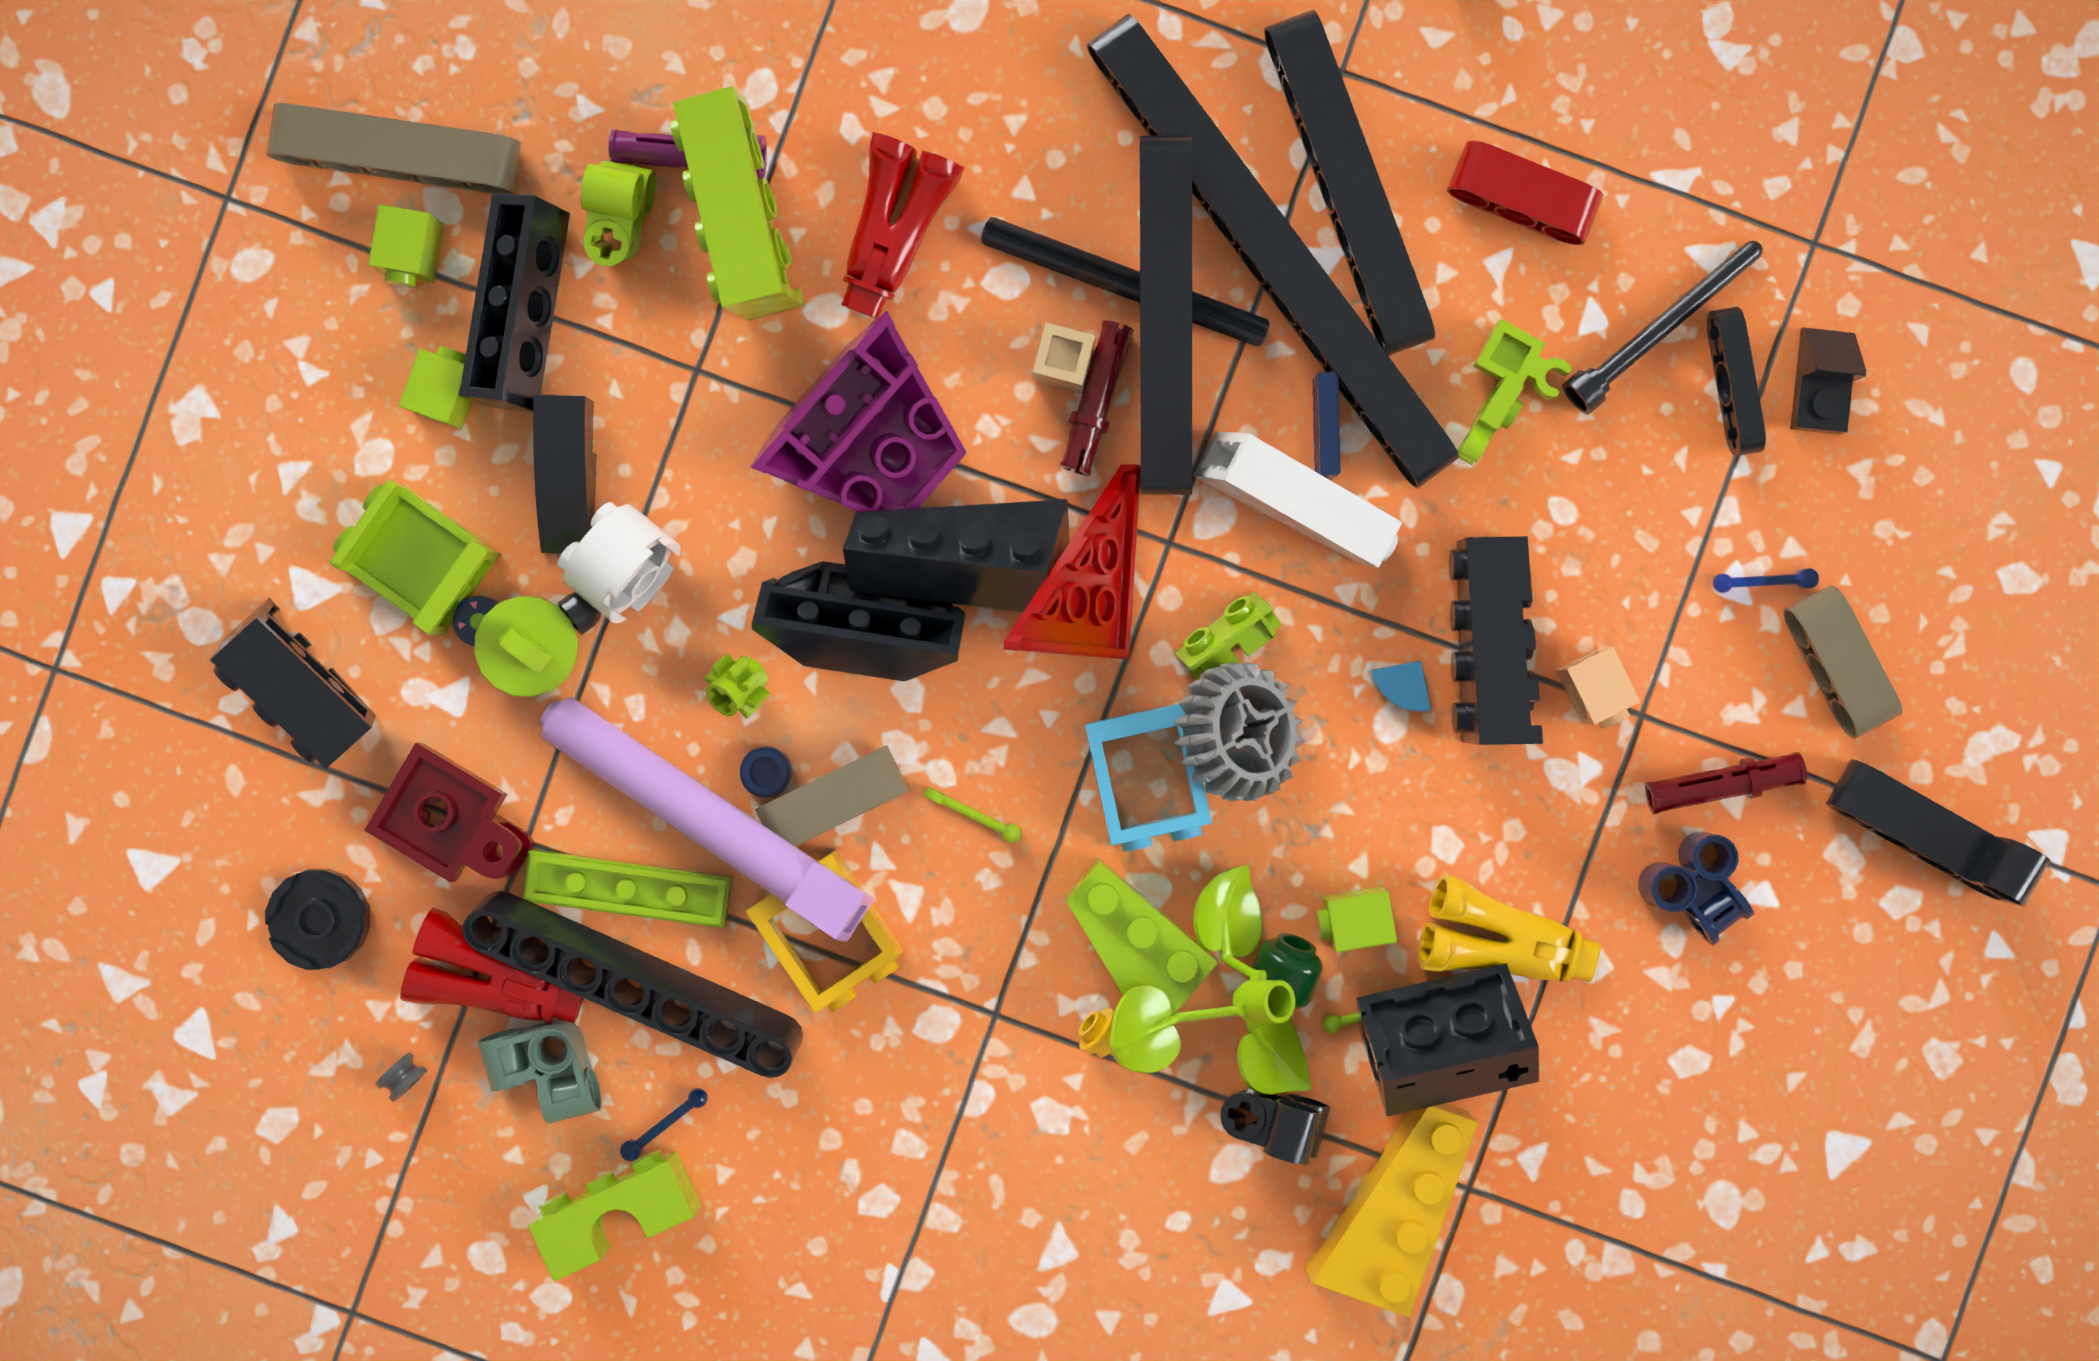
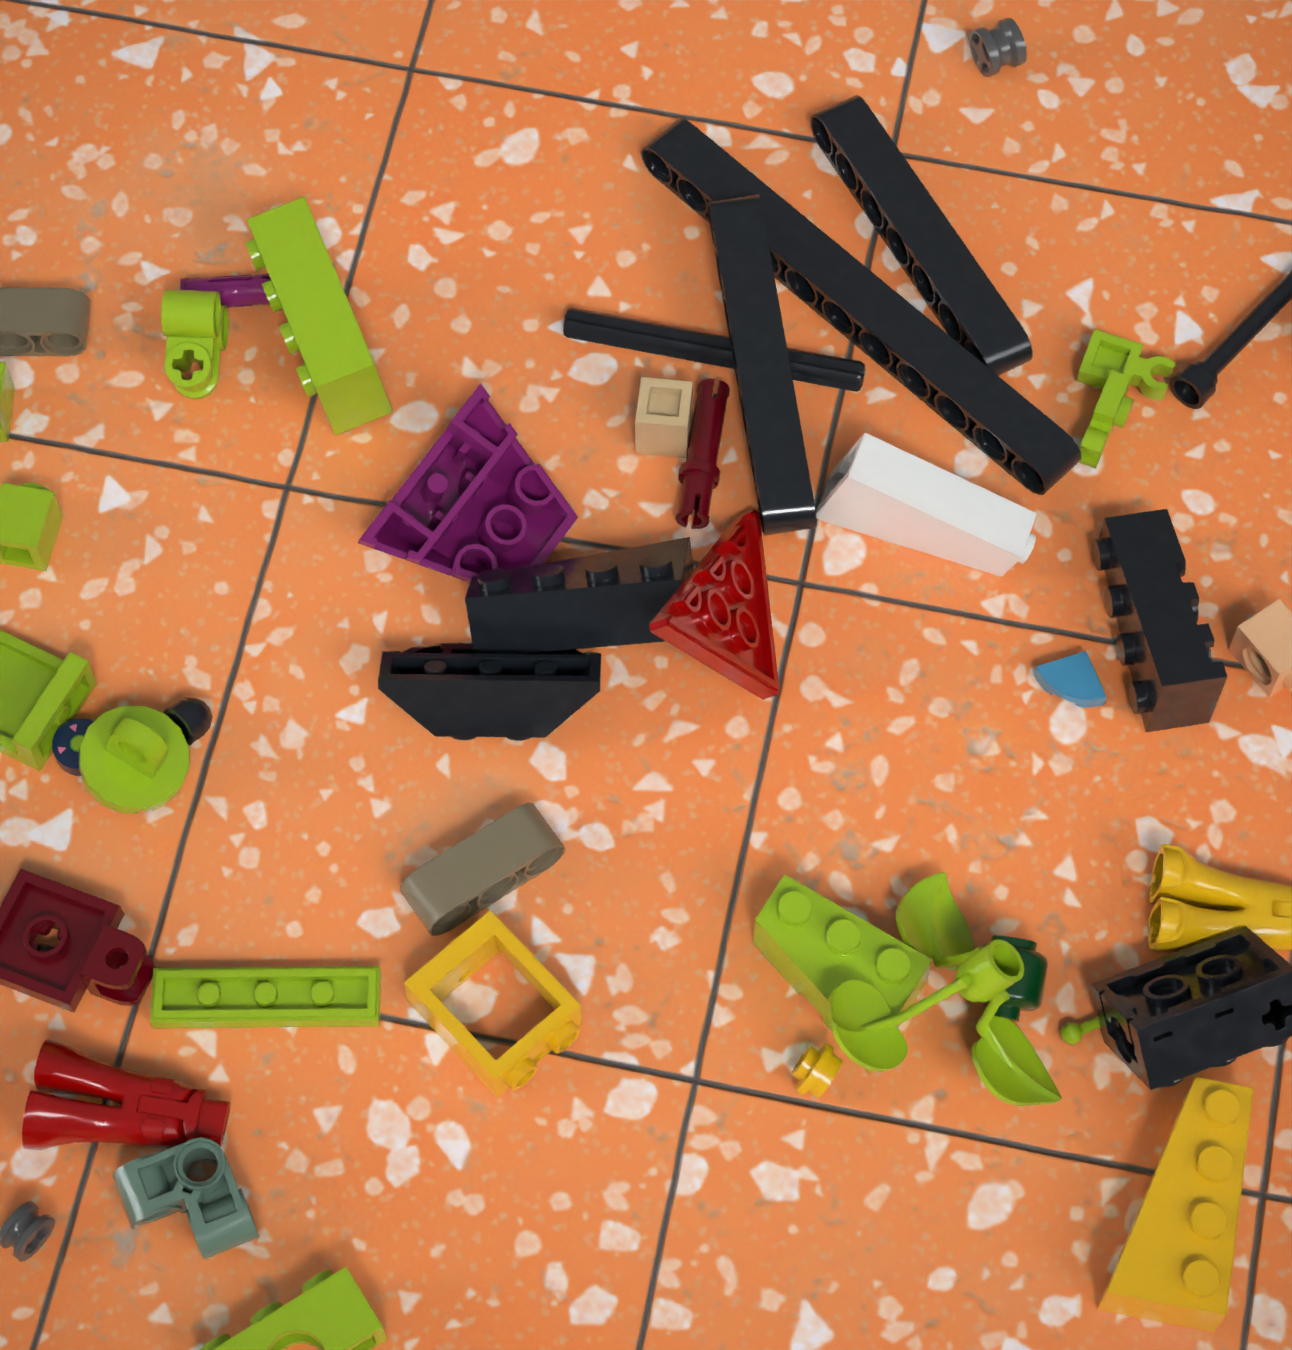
camera: 10 degrees left, 25 degrees down
(514, 302) = (97, 435): black brick -> none
(563, 469) = (161, 588): black slope -> none
(608, 983) = (257, 1084): black beam -> none
(619, 561) = (229, 655): white brick -> none
(632, 1148) = (368, 1214): clear blue hinge -> none
(706, 818) = (480, 934): lavender brick -> none
(736, 686) = (365, 765): lime gear -> none
(766, 771) = (403, 853): dark blue tile -> none
(884, 251) = (468, 349): red piece -> none
(1011, 832) = (681, 883): lime hinge -> none
(1140, 835) = (803, 748): medium azure window -> none
(1239, 731) = (909, 729): light grey gear -> none
(1244, 622) = (865, 670): lime hinge -> none
(1285, 1126) = (1039, 1130): black piece -> none
(1326, 424) = (938, 432): dark blue tile -> none
(1356, 919) = (1074, 911): lime brick -> none
(1525, 192) = (1092, 223): red beam -> none

